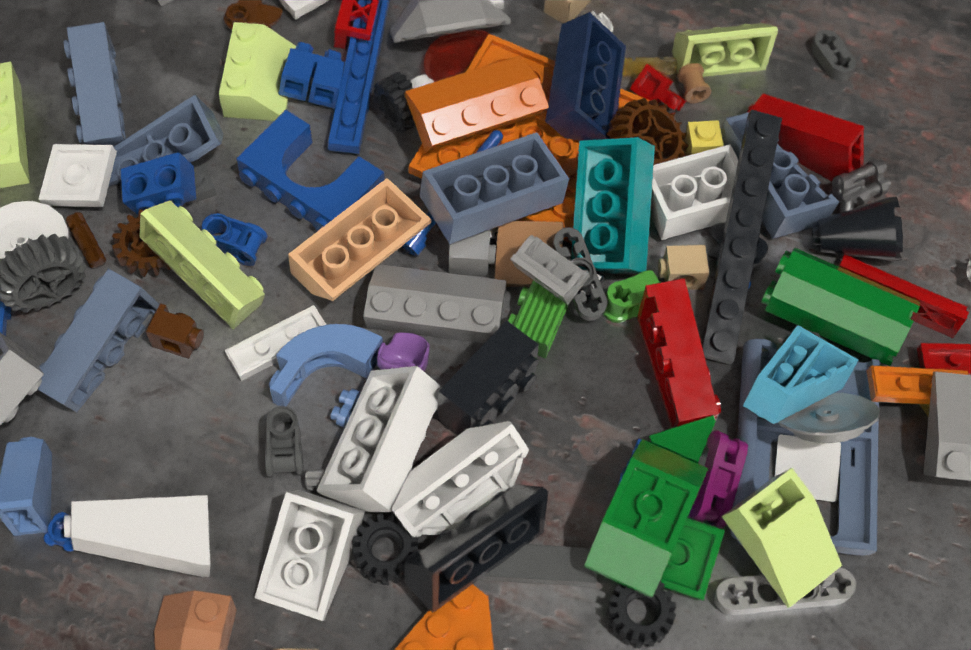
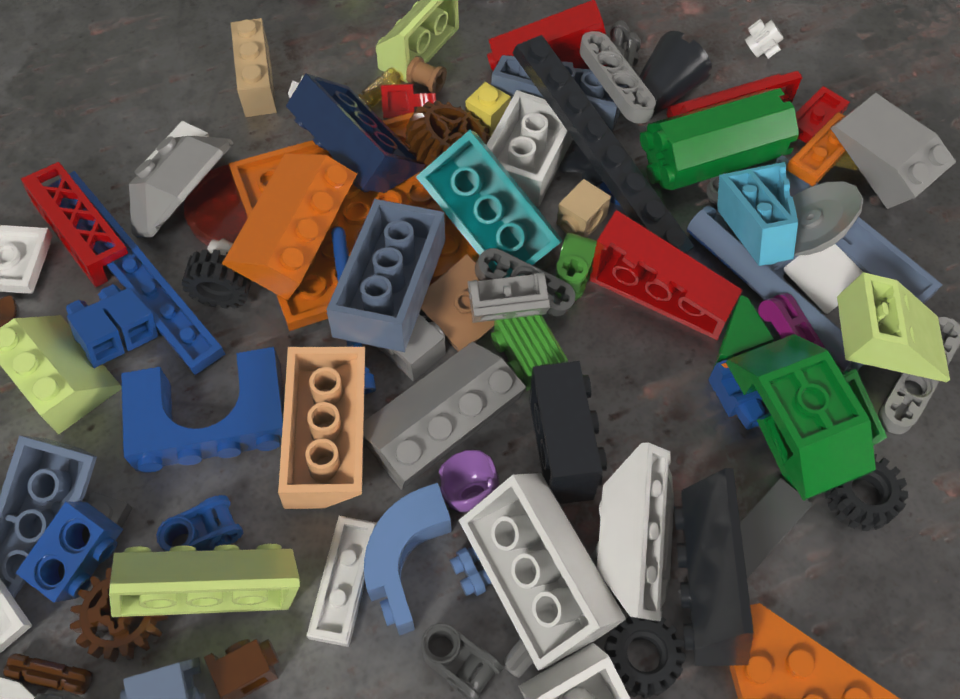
camera: 45 degrees left, 0 degrees up
(812, 194) = (635, 102): none -> light grey beam

